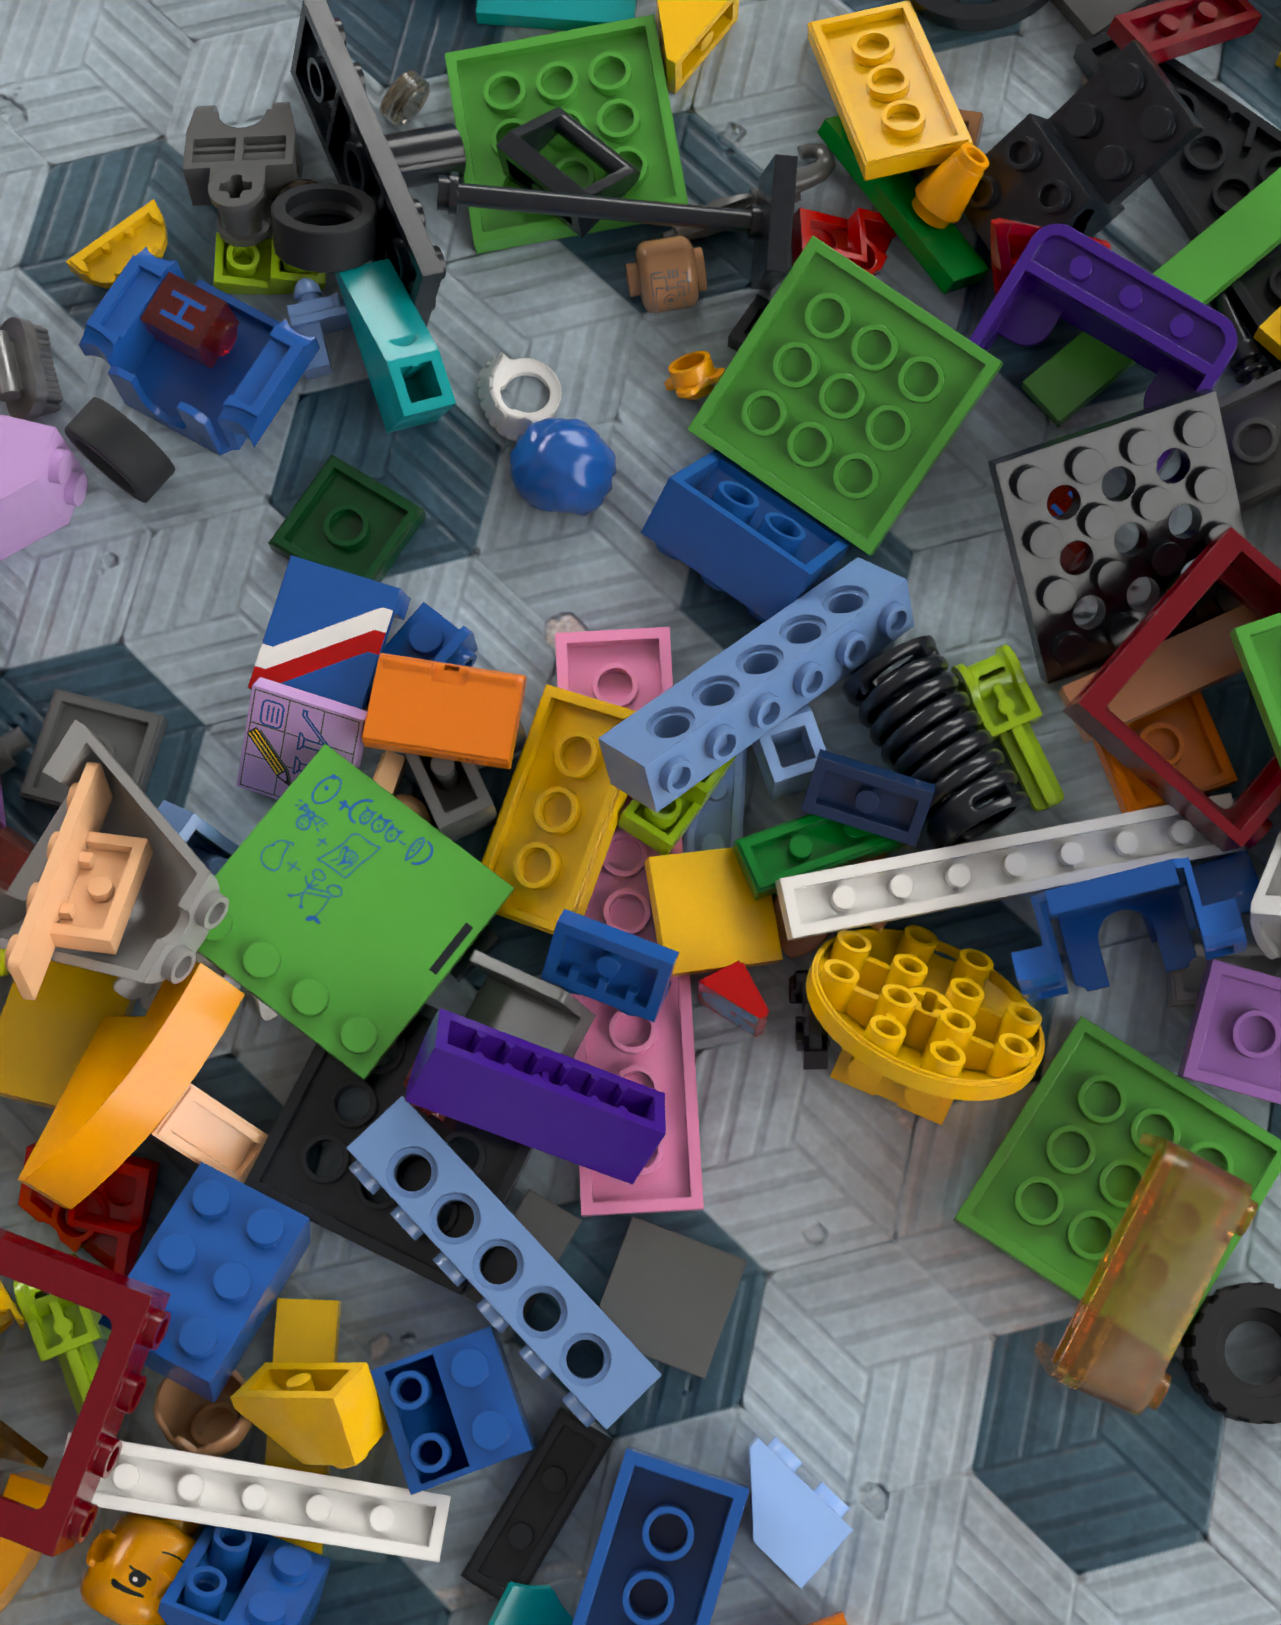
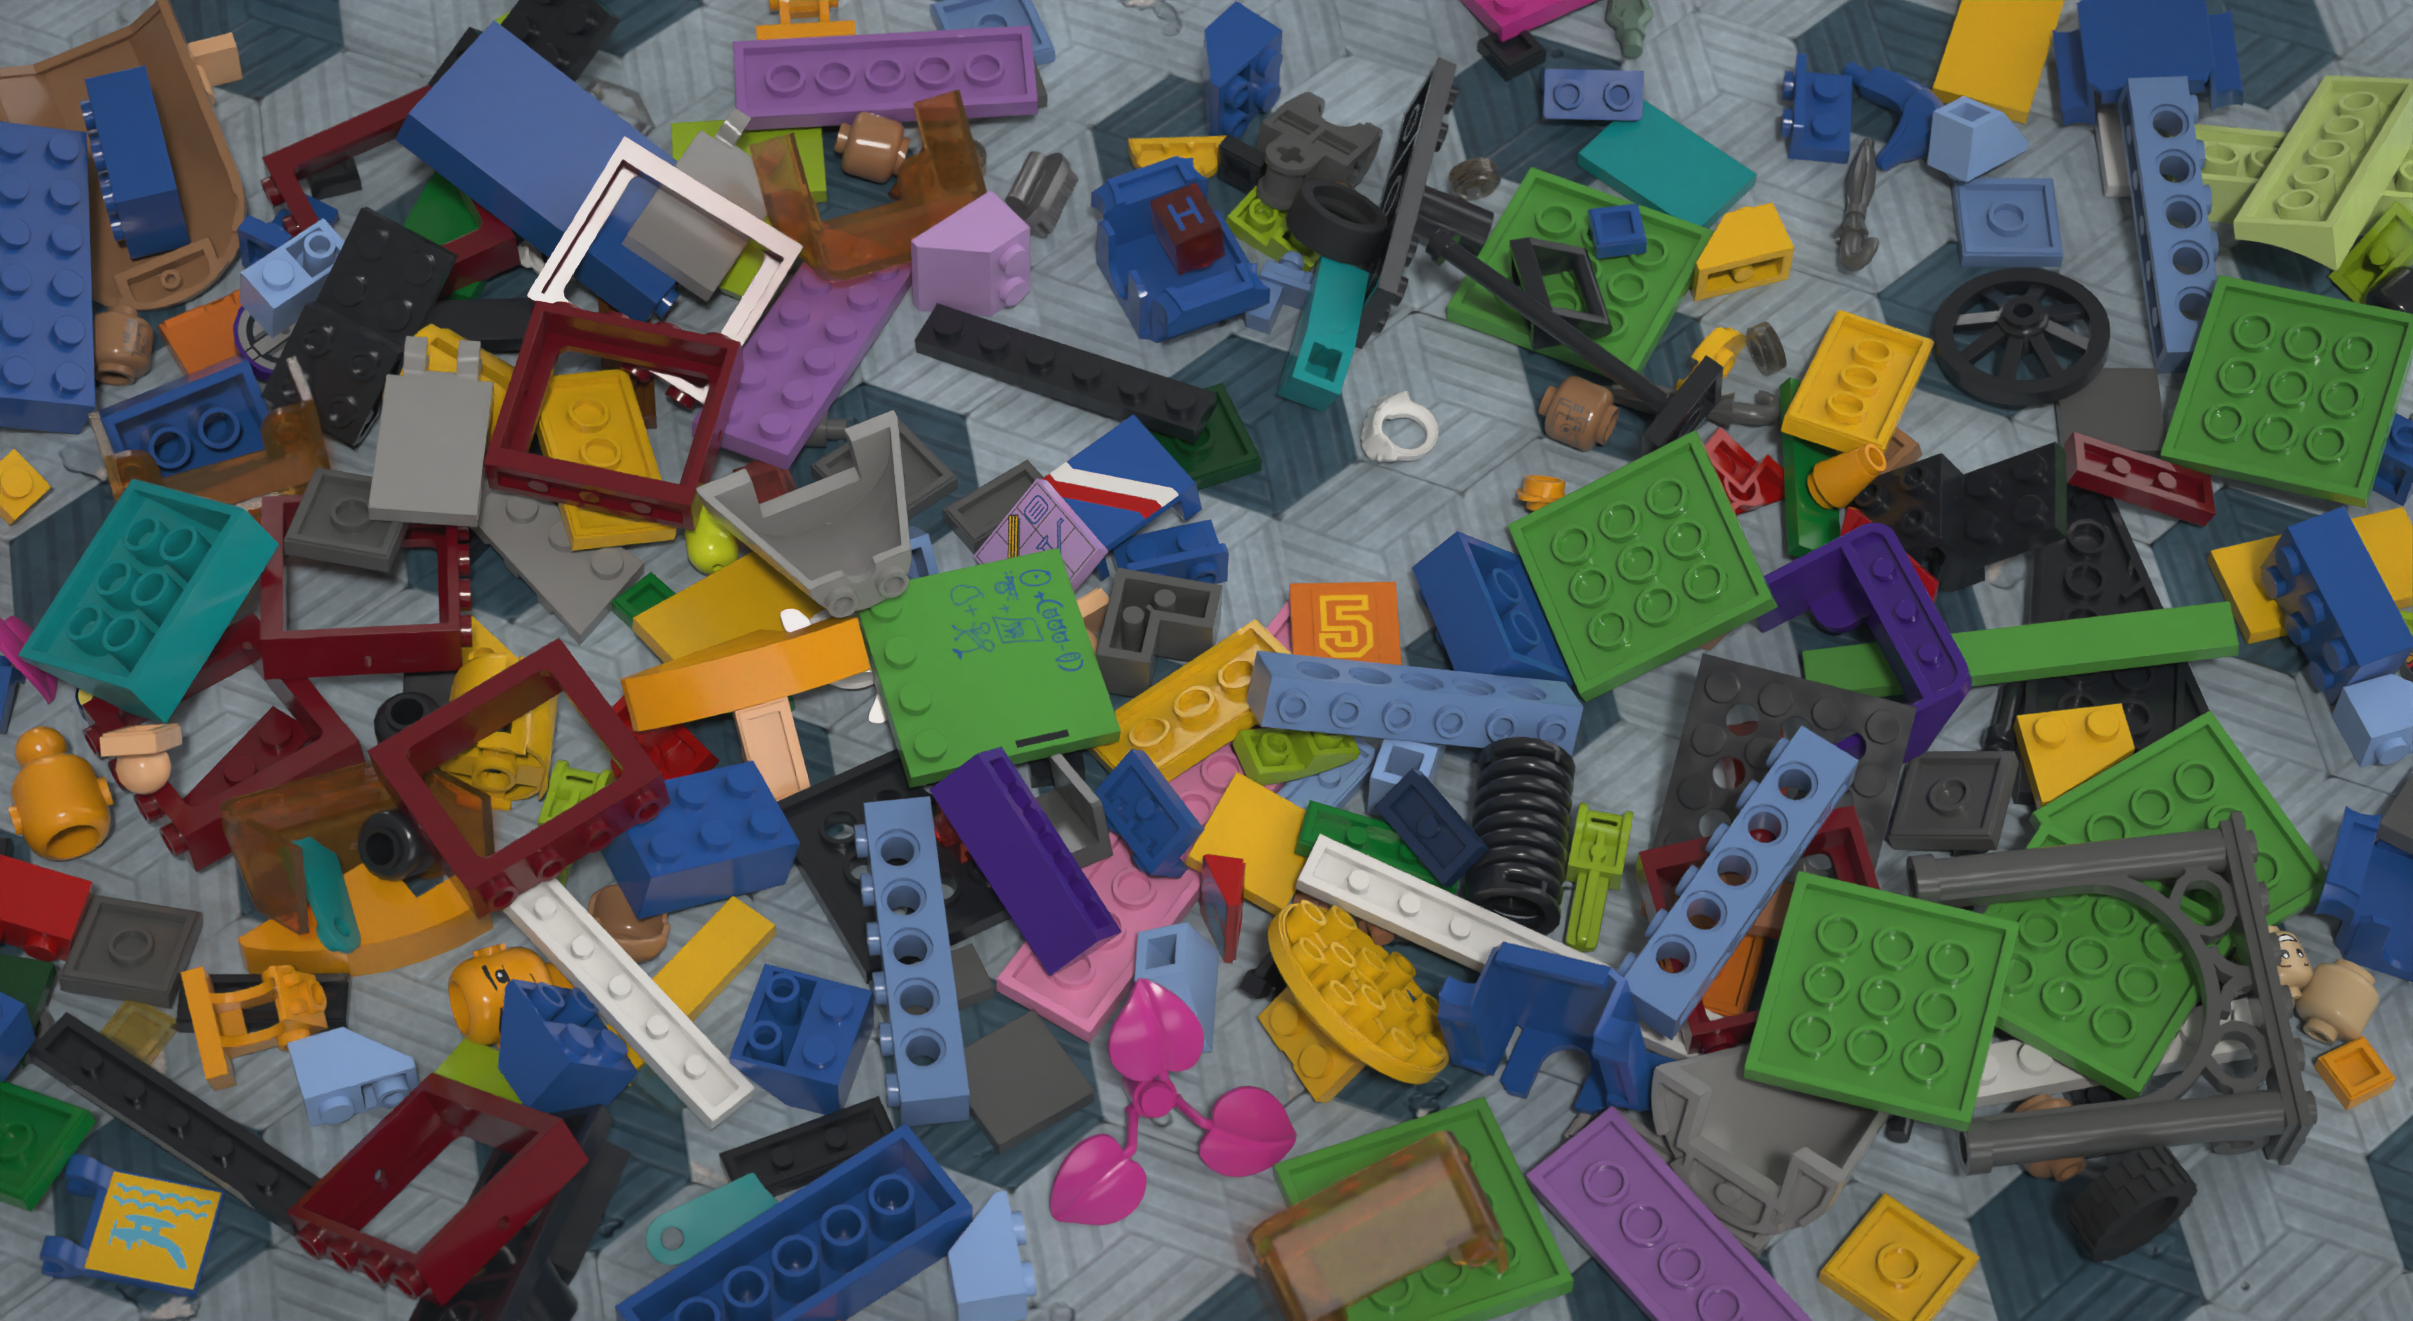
camera: 30 degrees right, 20 degrees down
(83, 888) = (813, 512): light nougat bracket -> none
(120, 127) = (1239, 70): none -> blue slope
(120, 449) = (1066, 280): black tyre -> none
(183, 541) = (1065, 372): none -> black plate
(188, 220) = (1240, 164): none -> black tile
(218, 718) = (982, 510): none -> dark grey tile
(315, 1410) = (707, 967): yellow slope -> none
(444, 711) = (1162, 579): orange piece -> none
(562, 466) = (1390, 492): blue hair -> none
(571, 70) = (1617, 231): none -> blue tile
(632, 639) = (1346, 621): none -> orange tile
(743, 144) = (1721, 346): none -> yellow plate
(752, 1111) = (1184, 964): none -> light blue slope
(778, 102) = (1766, 348): none -> clear smoke tile
(811, 1233) = (1147, 1040): none -> dark pink plant
(1208, 528) = (1806, 763): none -> medium blue brick

